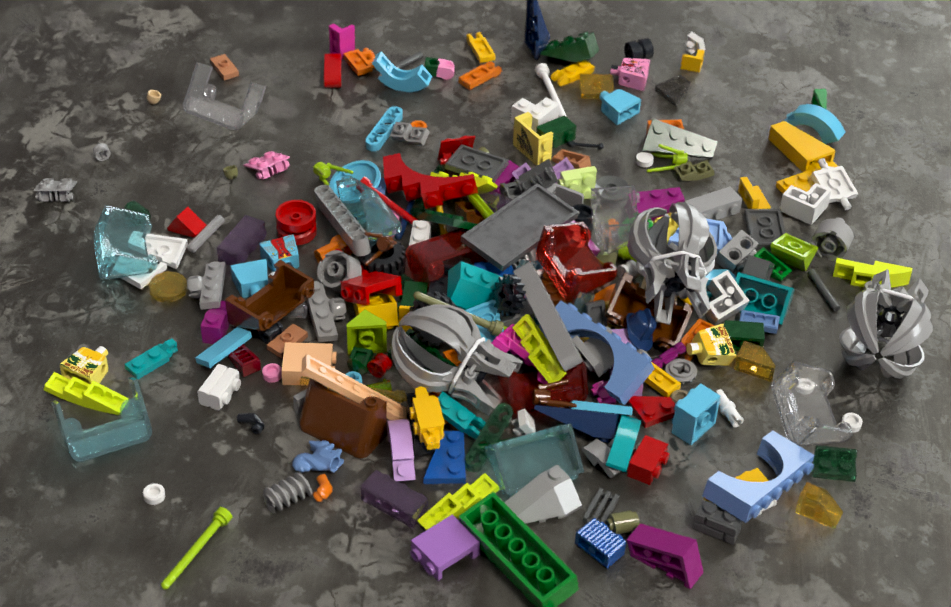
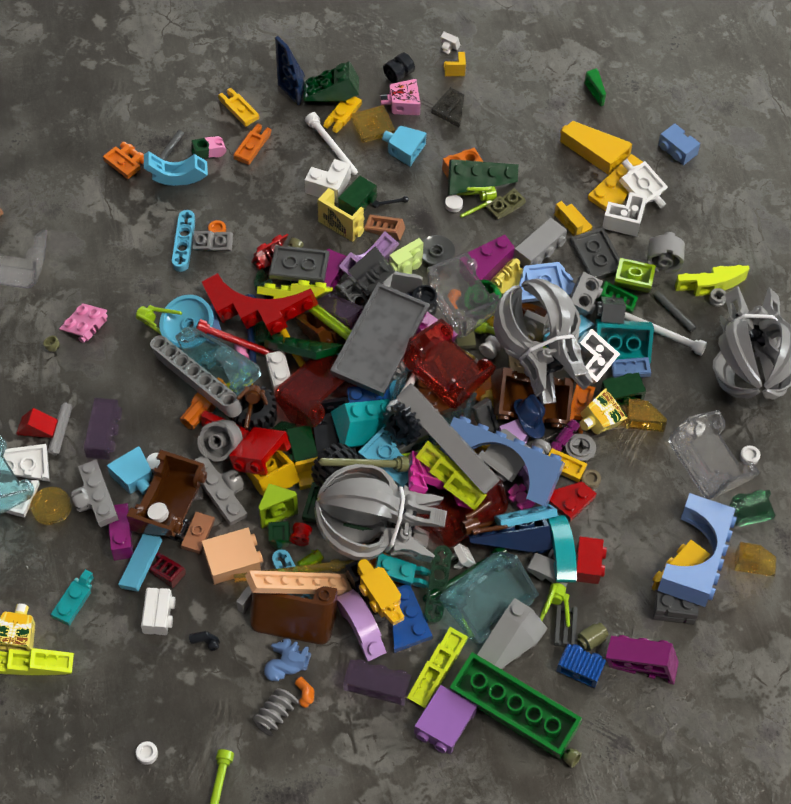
camera: 20 degrees left, 15 degrees up
(108, 437) = (74, 701): clear light blue windscreen -> none
(258, 308) = (158, 512): none -> white tile
(272, 372) = (199, 575): bright pink tile -> none
(280, 249) = (149, 432): medium azure torso -> none
(296, 218) = (148, 389): red wheel -> none
(332, 70) = (100, 181): red beam -> none
(341, 39) = (96, 144): dark pink panel -> none
(602, 478) = (557, 595): none -> lime plant
(695, 414) = (614, 497): medium azure brick -> none
(728, 409) = (637, 477): white pin -> none
(818, 118) = (603, 109): medium azure arch -> none
(834, 321) = (697, 346): none -> white piece
(882, 164) = (678, 144): none -> medium blue brick

